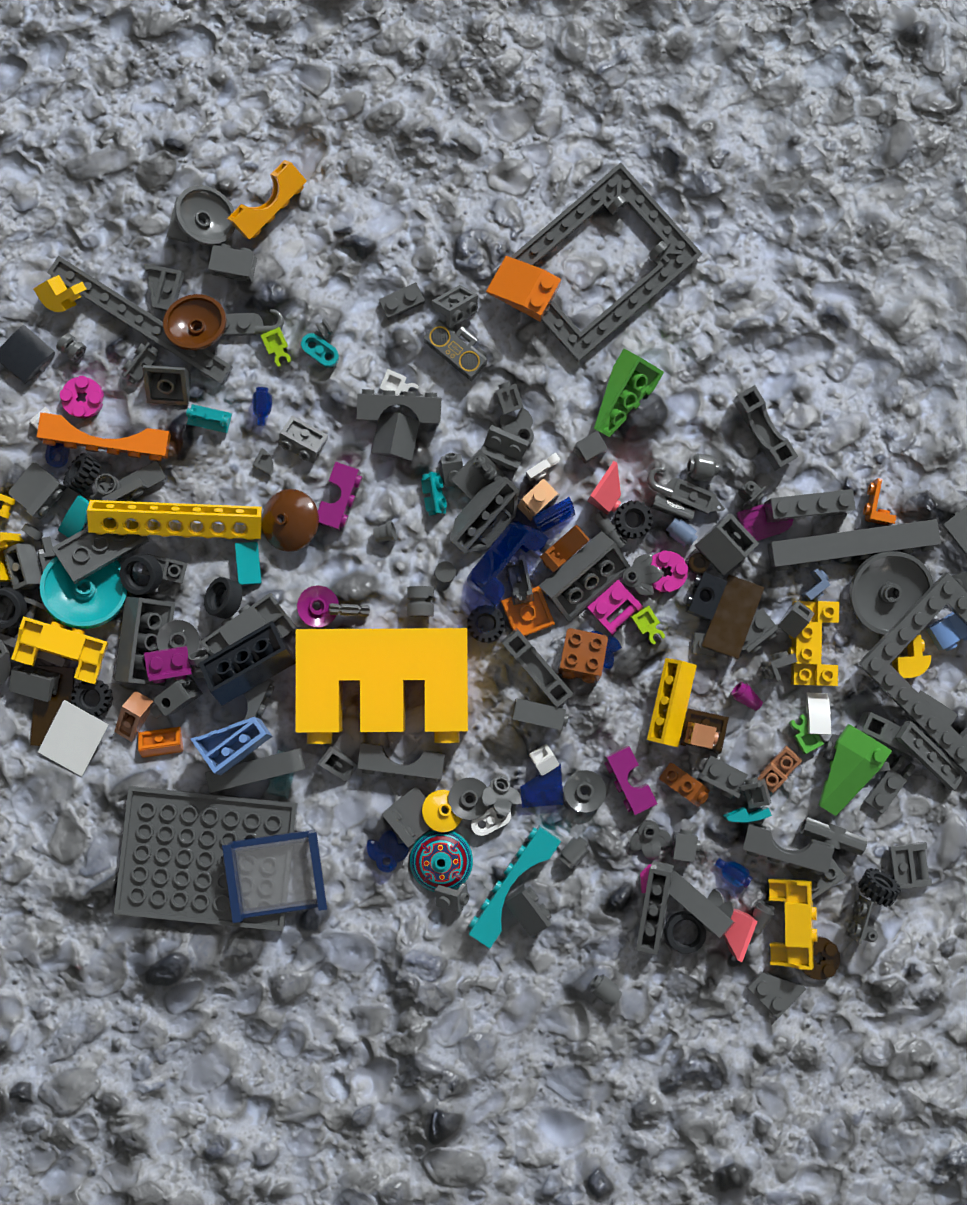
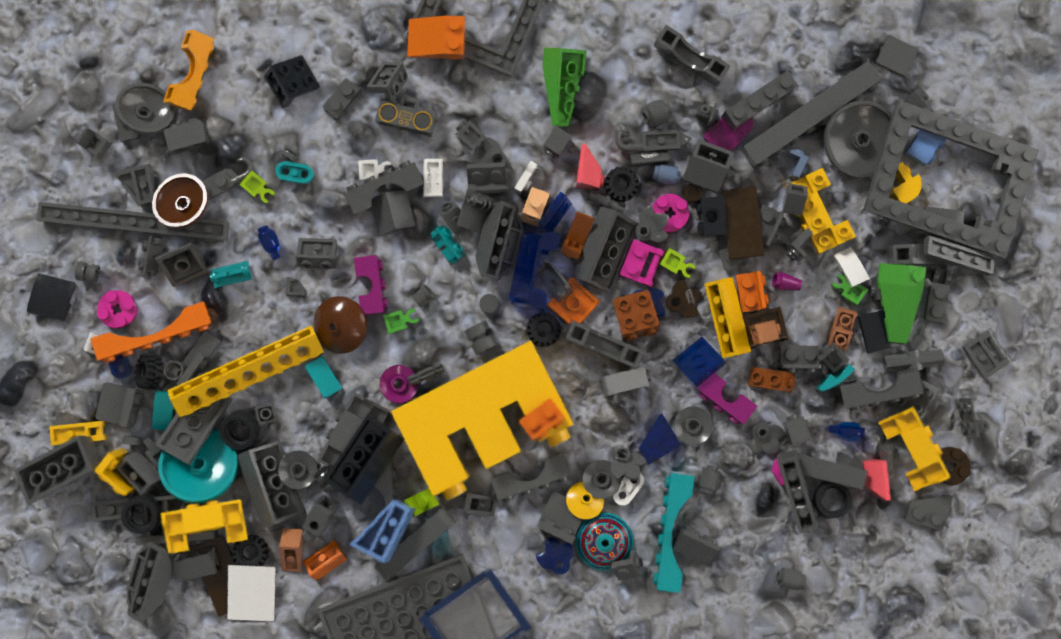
camera: 20 degrees left, 0 degrees up
(56, 296) = (53, 235): yellow brick -> none
(139, 224) = (93, 142): none -> dark grey bracket
(167, 664) = (299, 493): magenta bracket -> none
(232, 600) = (326, 412): black tyre -> none
(283, 732) = (422, 501): none -> lime bracket
(347, 544) = (397, 321): none -> bright green plate
(361, 258) = (291, 80): none -> black bracket
(438, 711) = (542, 419): none -> orange bracket
(452, 422) = (433, 178): none -> white plate
(544, 759) = (647, 416): white slope -> none
(622, 731) = (699, 361): none -> clear blue tile
(640, 663) = (686, 300): none -> dark brown plate
(708, 688) = (751, 291): none -> orange bracket
(809, 789) = (874, 332): none -> black slope
(879, 887) = (971, 383): black tyre -> none
(881, 516) = (810, 80): orange bracket -> none

